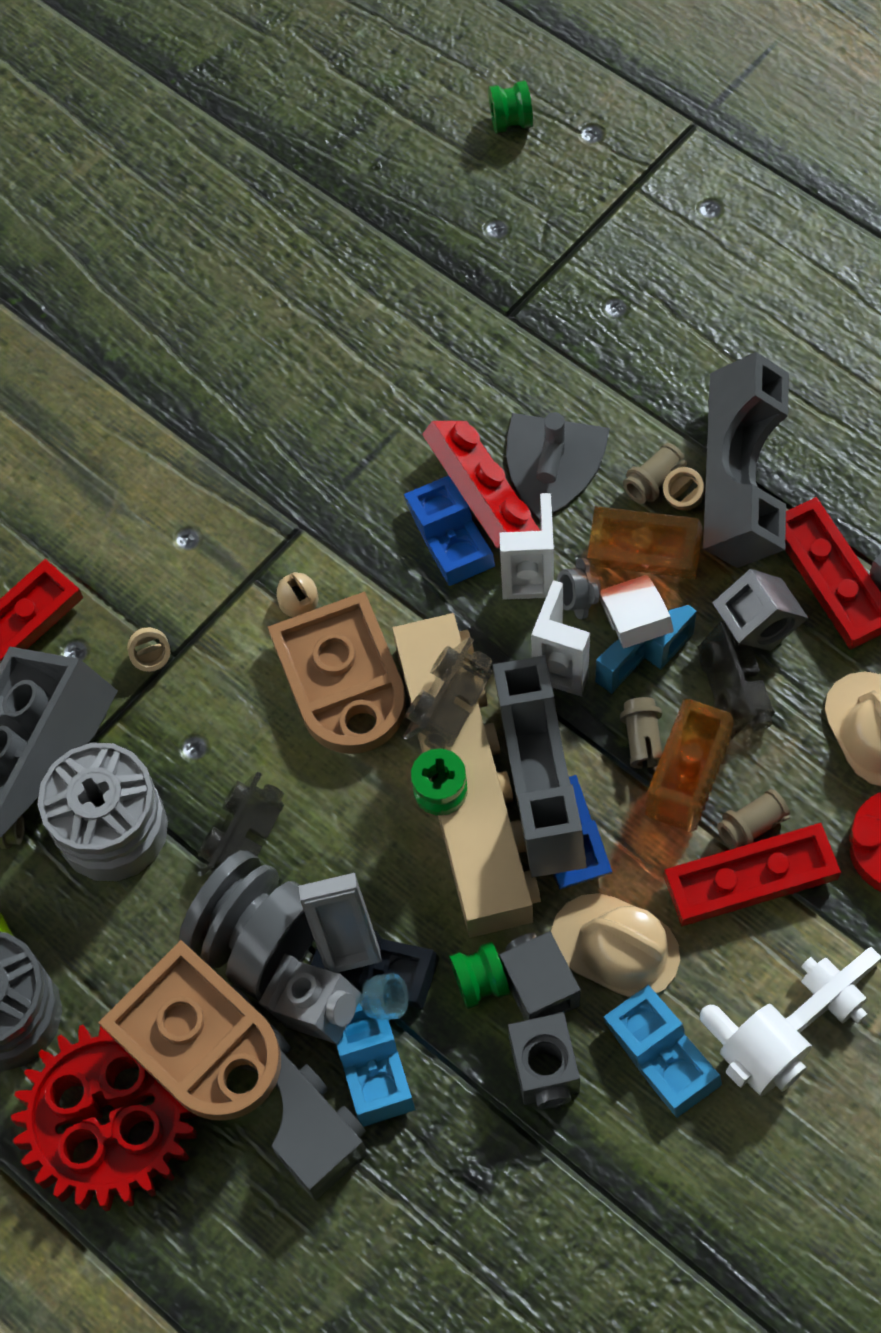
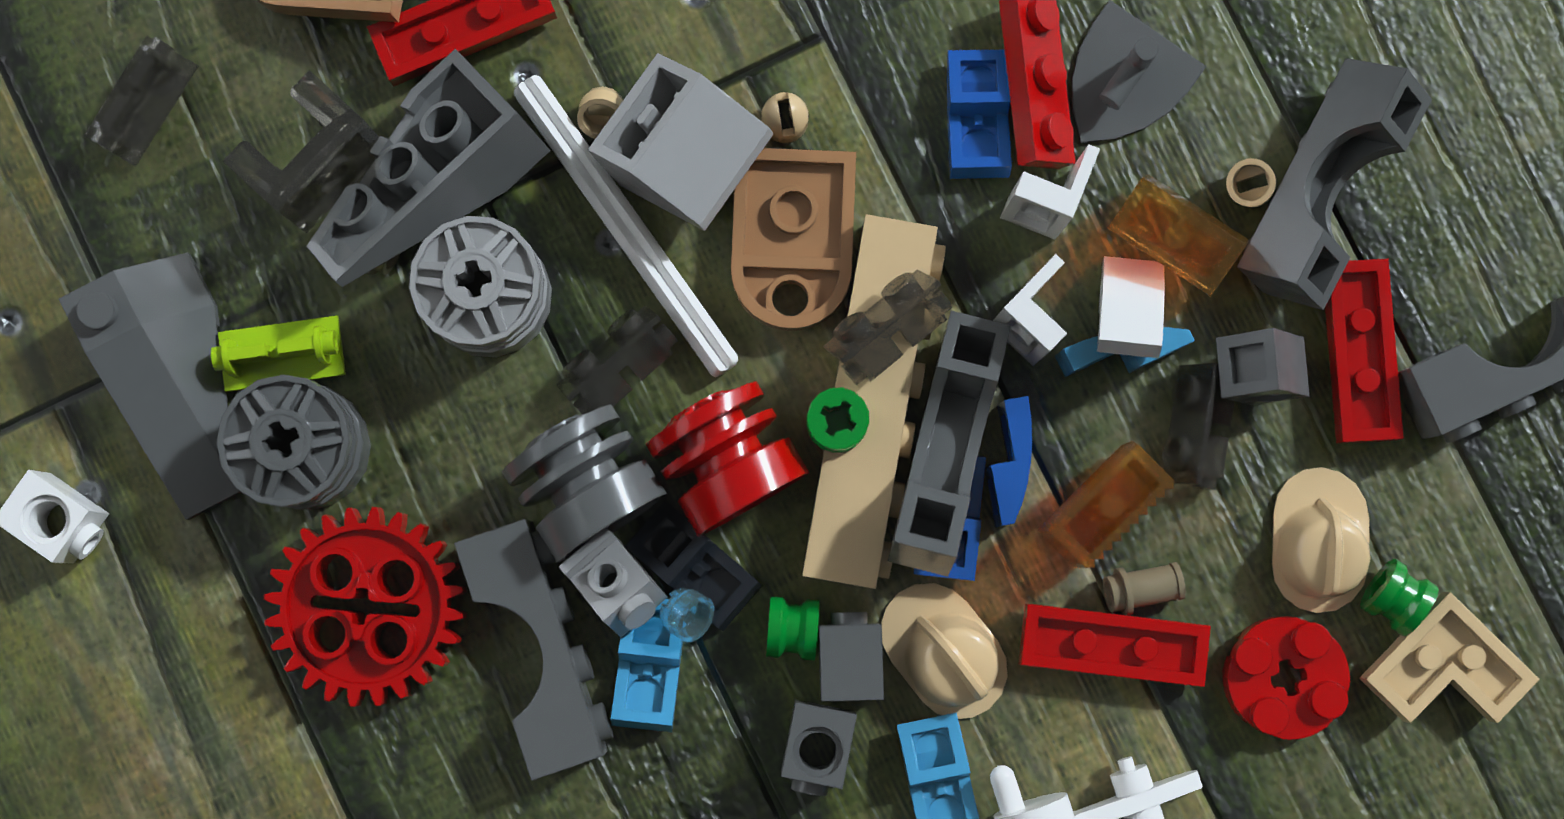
camera: 15 degrees right, 20 degrees up
(192, 1033) = (477, 577): medium nougat plate -> none
(212, 729) = (626, 226): none -> white axle
(219, 637) = (680, 142): none -> light grey slope
(340, 923) = (669, 533): light grey tile -> none
(356, 838) = (726, 457): none -> red wheel
(580, 588) = (1084, 249): dark grey plate -> none
(600, 777) = (1009, 479): none -> blue slope
(643, 733) = (1077, 441): dark tan pin -> none
(646, 481) = (1222, 150): dark tan pin -> none

